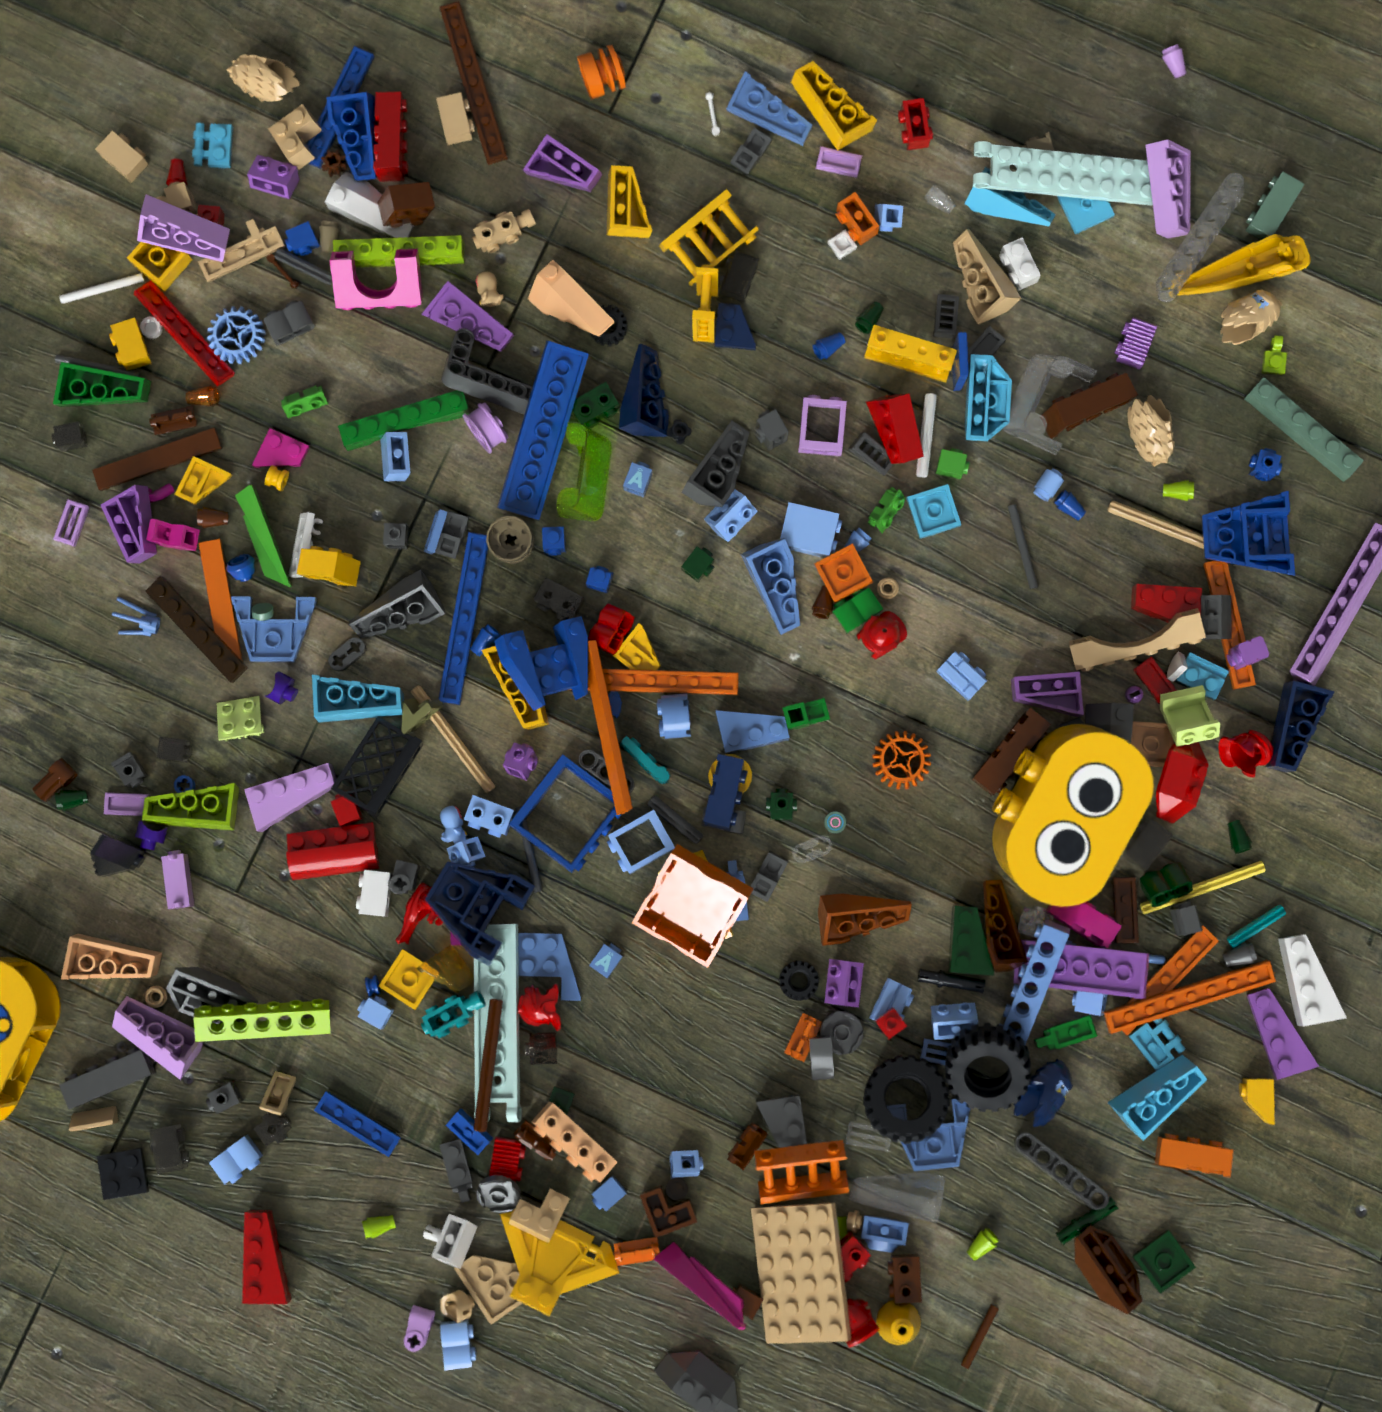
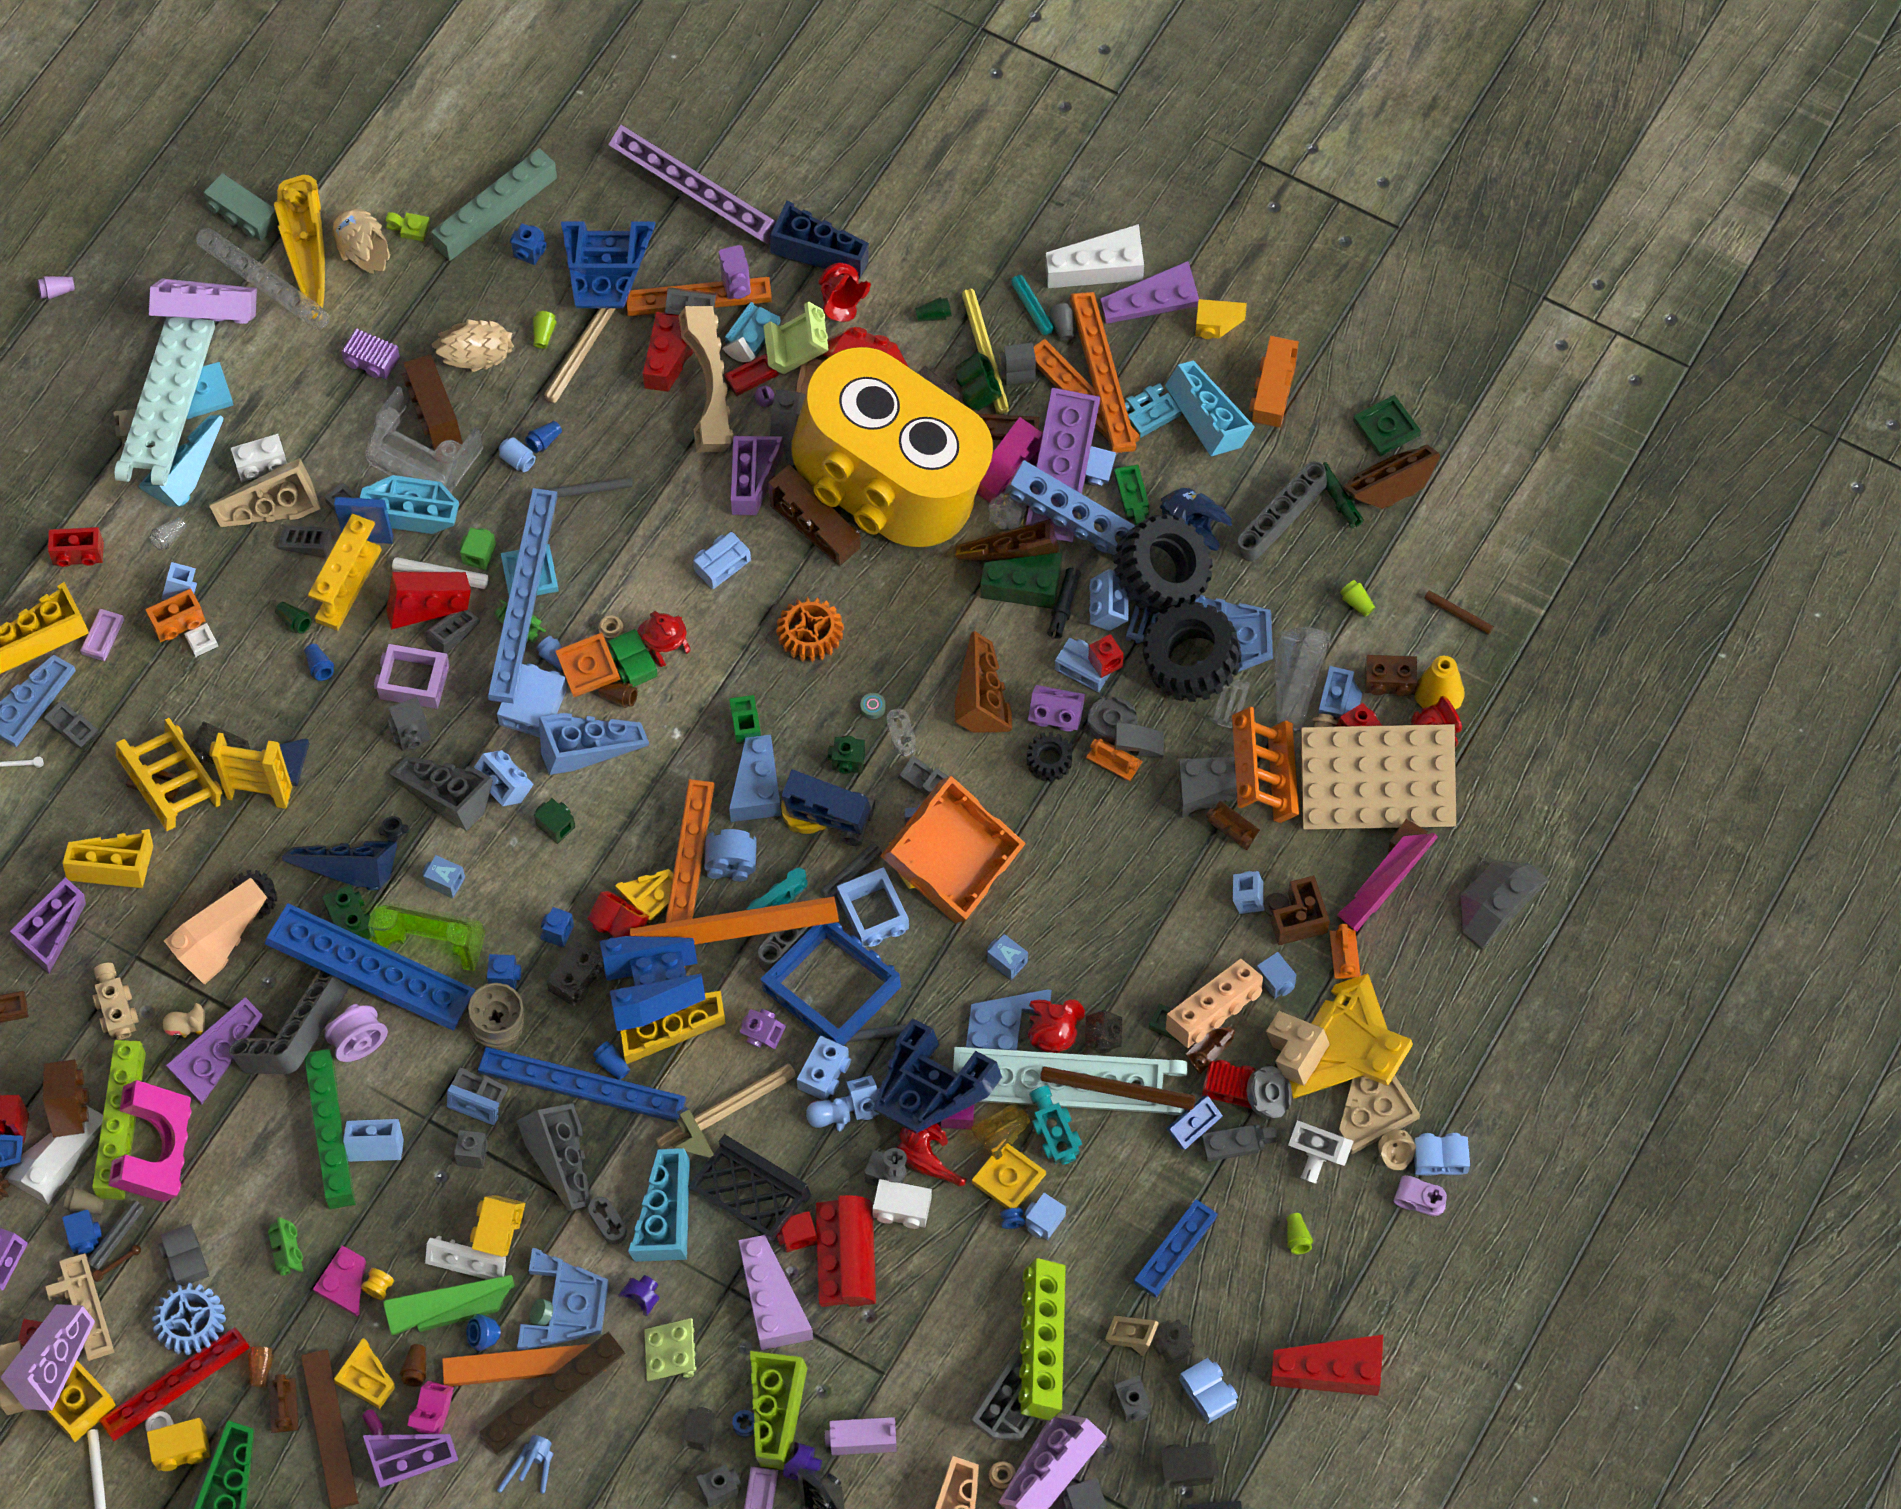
camera: 90 degrees left, 20 degrees down
(902, 508) = (522, 596): none -> medium blue plate

